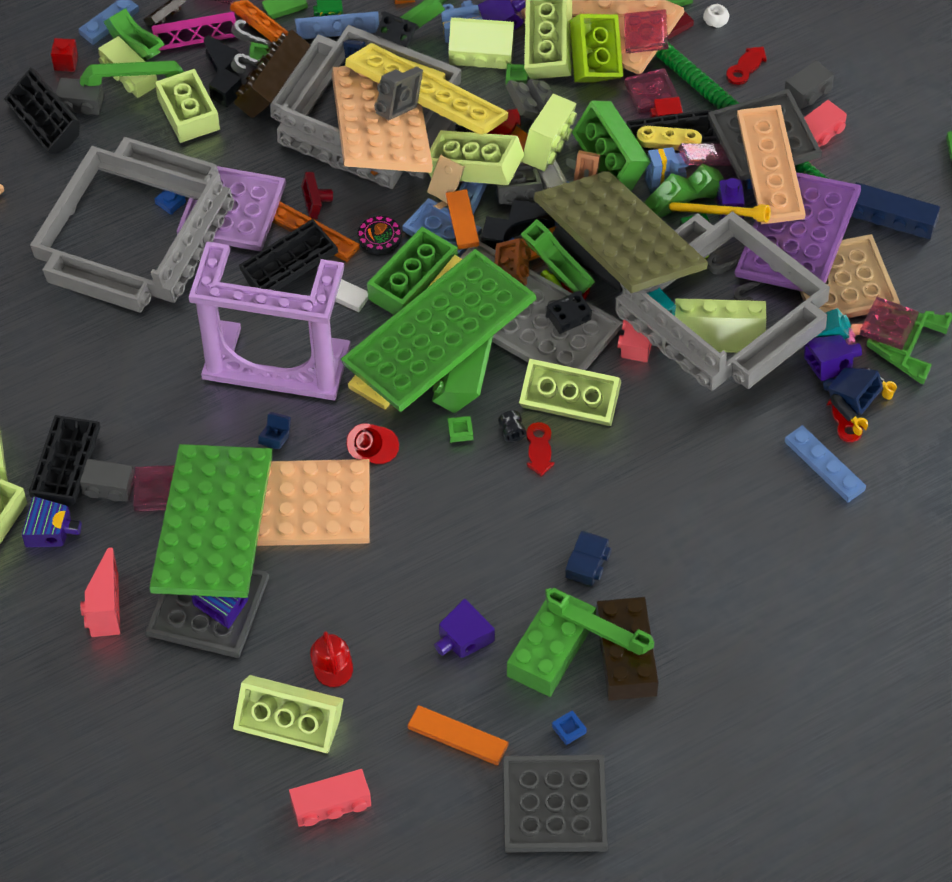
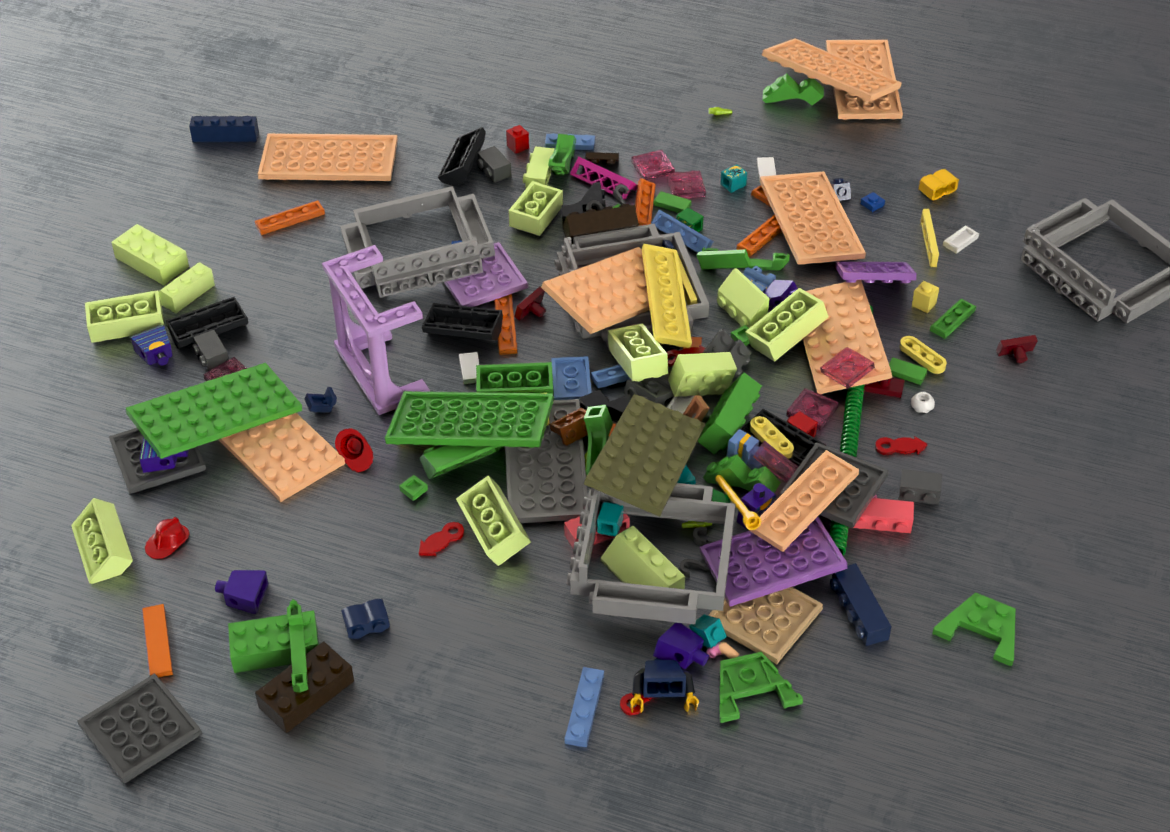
camera: 50 degrees right, 10 degrees down
(93, 73) = (508, 153): bright green piece -> none
(101, 601) = (109, 398): coral slope -> none
(330, 798) = (49, 603): coral brick -> none
(379, 235) = (535, 352): black tile -> none
(396, 29) = (701, 254): black piece -> none
(398, 92) = (633, 276): dark grey plate -> none
(445, 179) = (603, 353): tan piece -> none
(462, 219) = (584, 380): orange tile -> none
(512, 426) = (441, 511): black wheel -> none
(569, 313) = (562, 478): black piece -> none
(569, 727) = (211, 696): blue plate -> none
(596, 47) = (804, 353): lime slope -> none
(889, 323) = (745, 661): clear pink plate -> none

